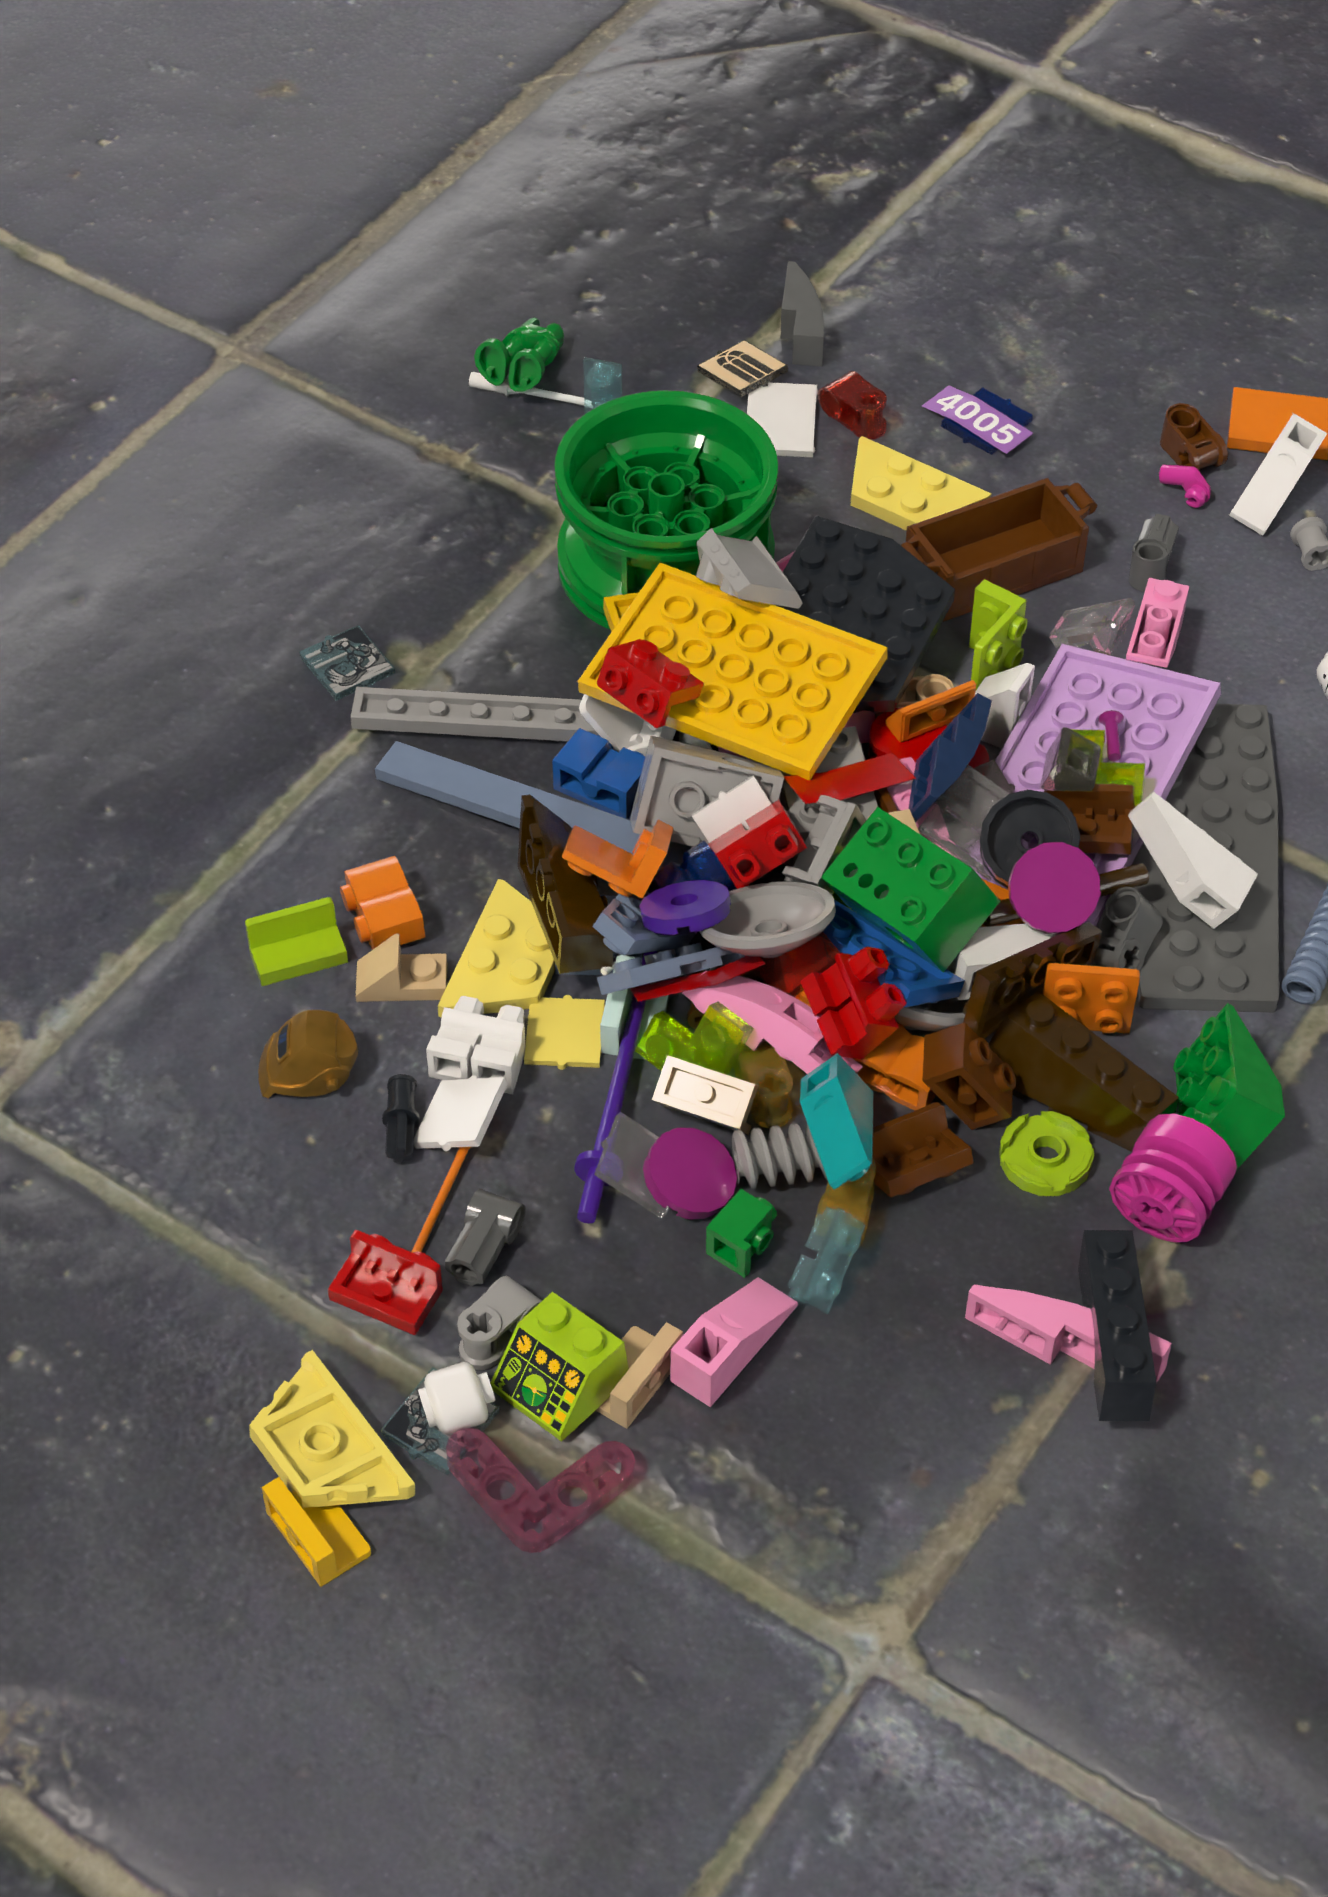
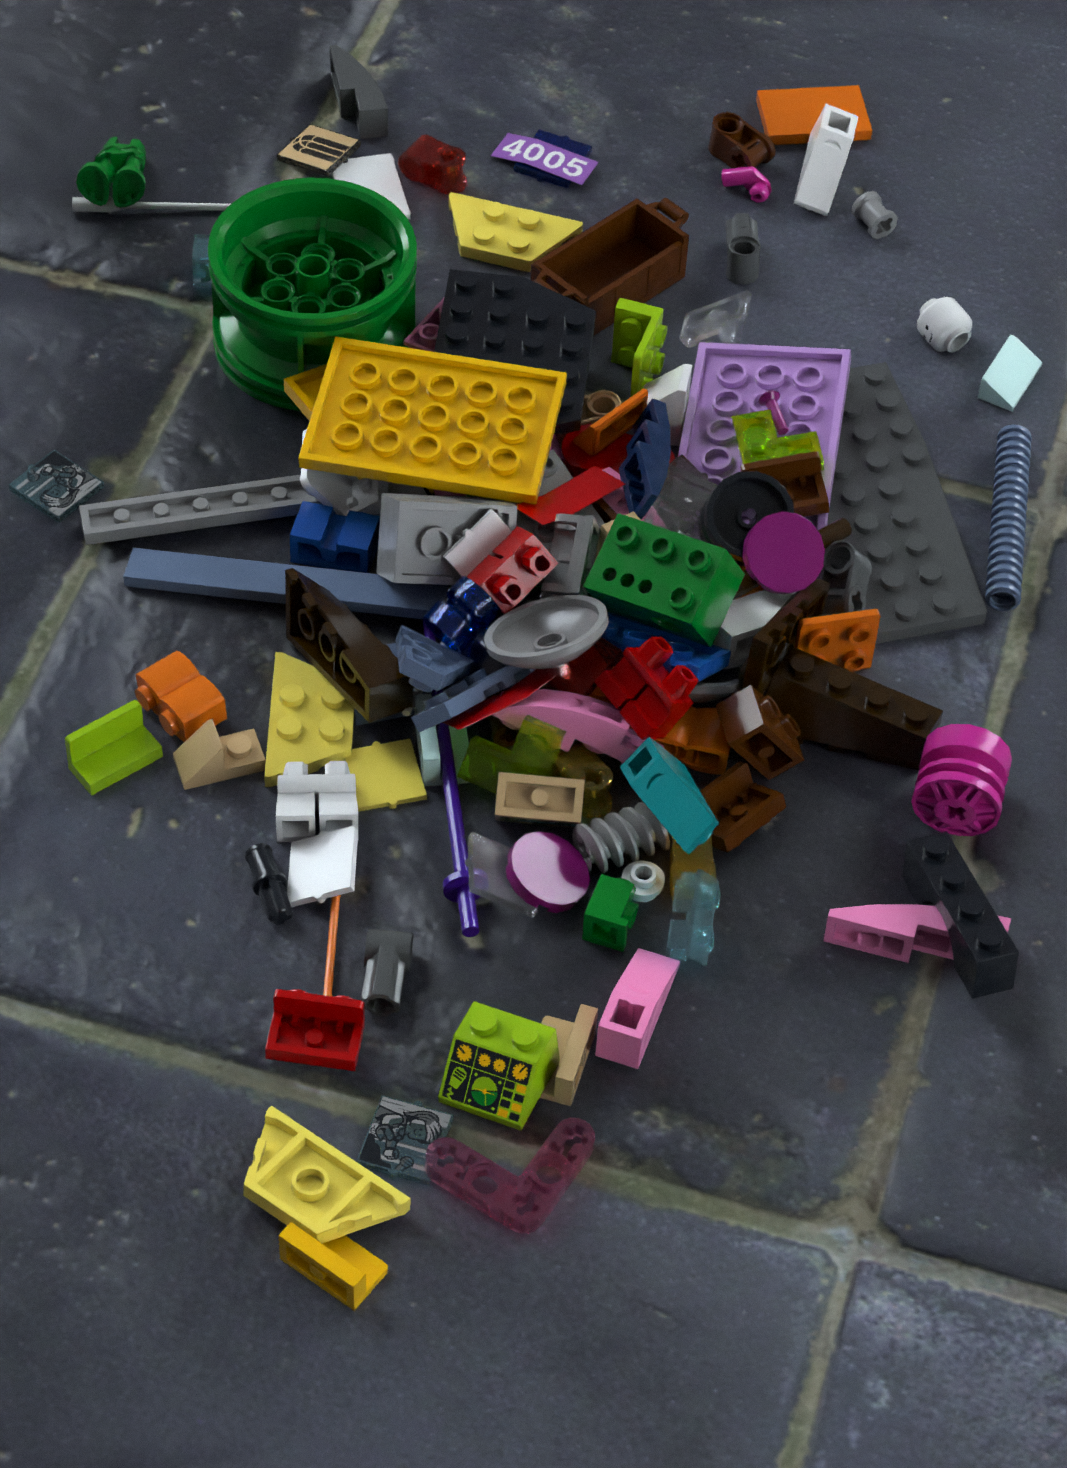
camera: 20 degrees left, 0 degrees up
(308, 1056) = (163, 847): pearl gold helmet -> none
(456, 1397) = (418, 1115): white head -> none
(491, 1322) = (426, 1042): light grey piece -> none
(601, 382) = (205, 194): clear light blue hinge -> none
(624, 871) = (412, 618): orange bracket -> none
(647, 680) = (365, 444): red bracket -> none
(684, 904) = (471, 636): dark purple tile -> none
(744, 570) = (415, 329): light grey slope -> none
(792, 1216) = (645, 889): none -> white plate
(1044, 1175) = (835, 803): lime tile -> none
(1071, 763) = (755, 443): clear smoke slope -> none
(1158, 623) = (773, 308): bright pink slope -> none
(1193, 863) = (884, 507): white slope -> none
(1229, 1084) = (979, 688): green slope -> none

